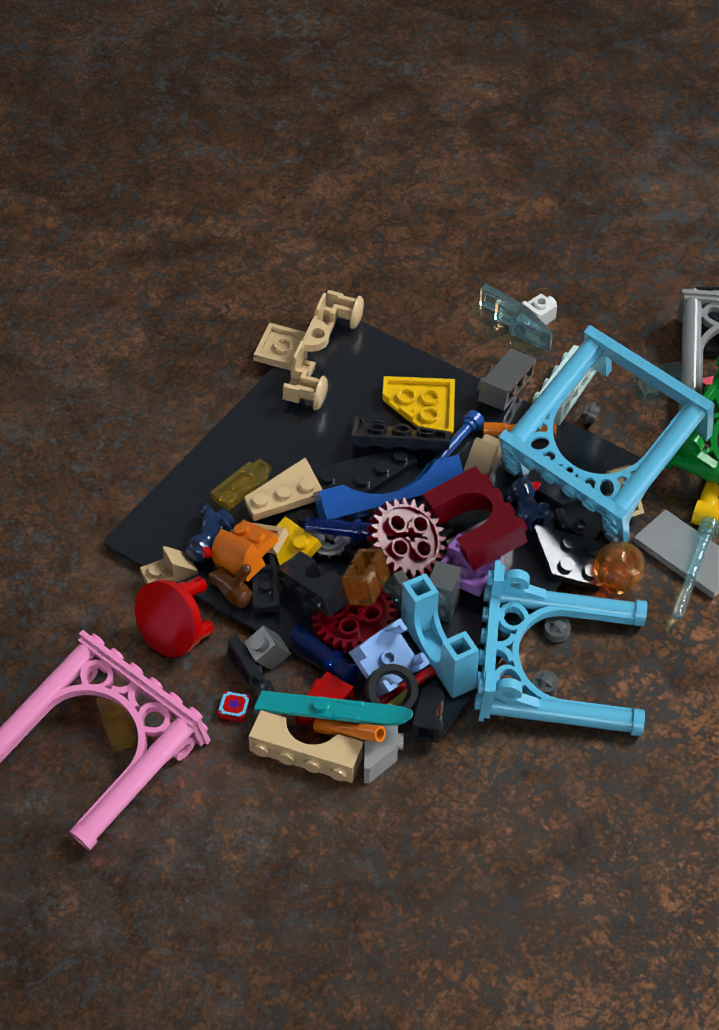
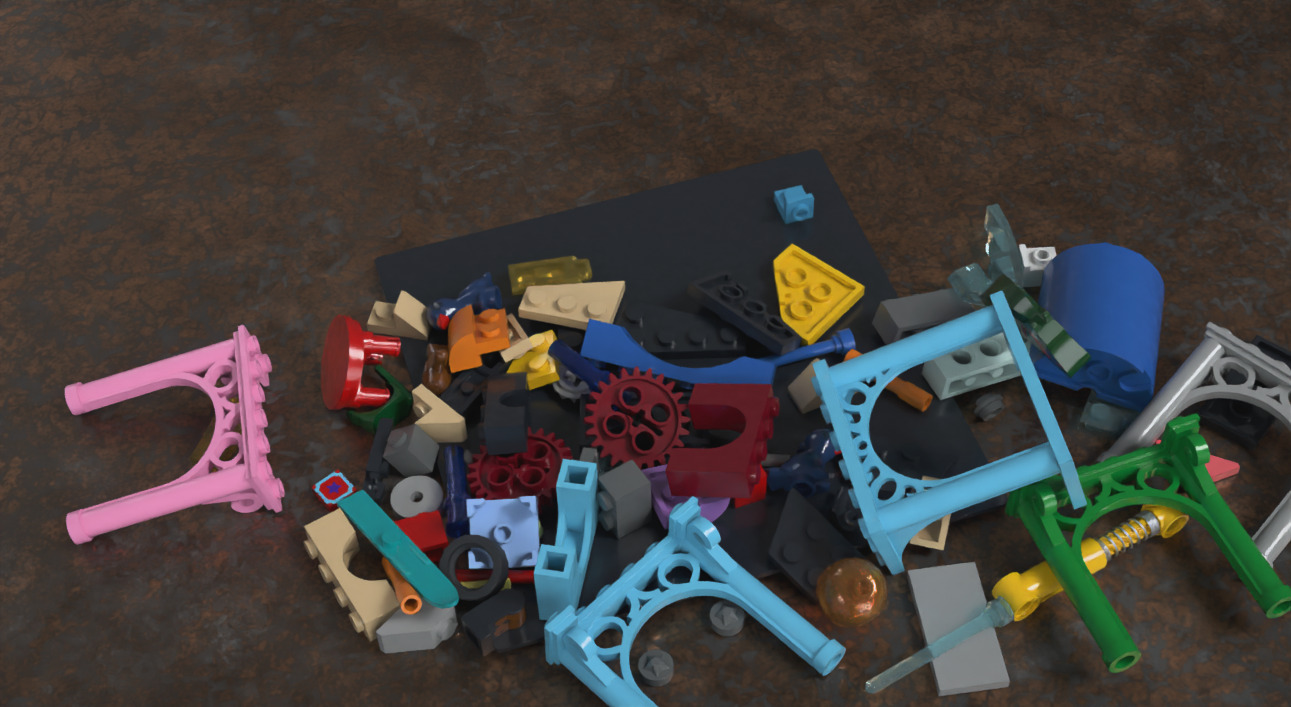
camera: 40 degrees right, 0 degrees up
(219, 644) = (396, 408): none -> dark green helmet
(270, 614) = (437, 417): none -> tan slope
(289, 347) = (729, 160): tan piece -> none
(295, 668) = (416, 488): none -> light grey piece
(356, 350) = (794, 204): none -> dark azure bracket
(365, 576) = (560, 434): clear orange piece -> none
(521, 344) = (970, 283): none -> clear light blue wing
(567, 335) = (1039, 327): none -> dark green animal
(614, 308) = (1114, 311): none -> blue cylinder

